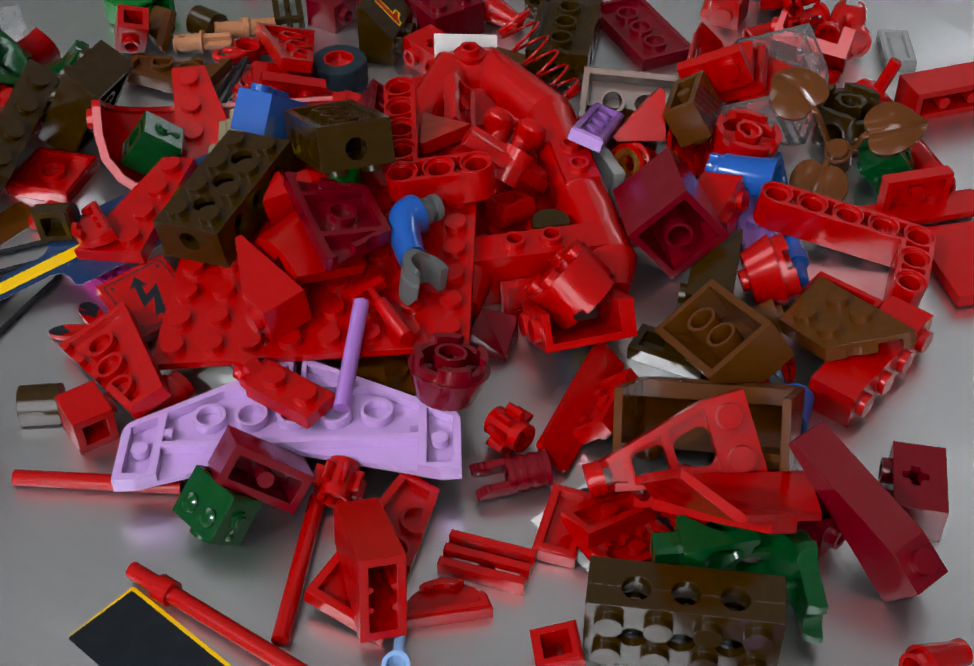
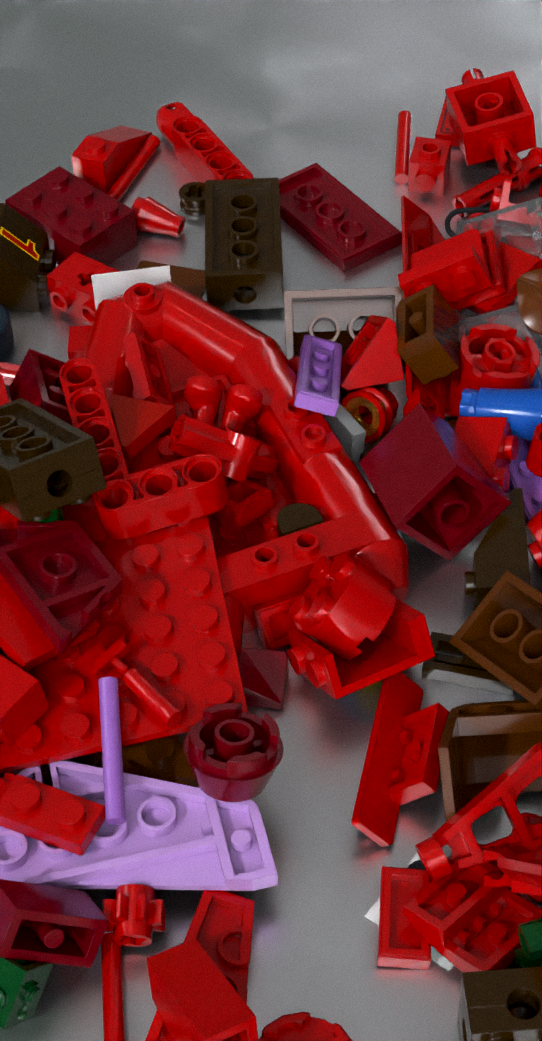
camera: 10 degrees left, 5 degrees up
(408, 222) = (137, 560): piece -> none
(489, 555) = (330, 973): red tile -> none
(509, 429) = (314, 806): red gear -> none
(520, 473) = (339, 860): dark red hinge -> none
(570, 92) = (276, 314): red piece -> none

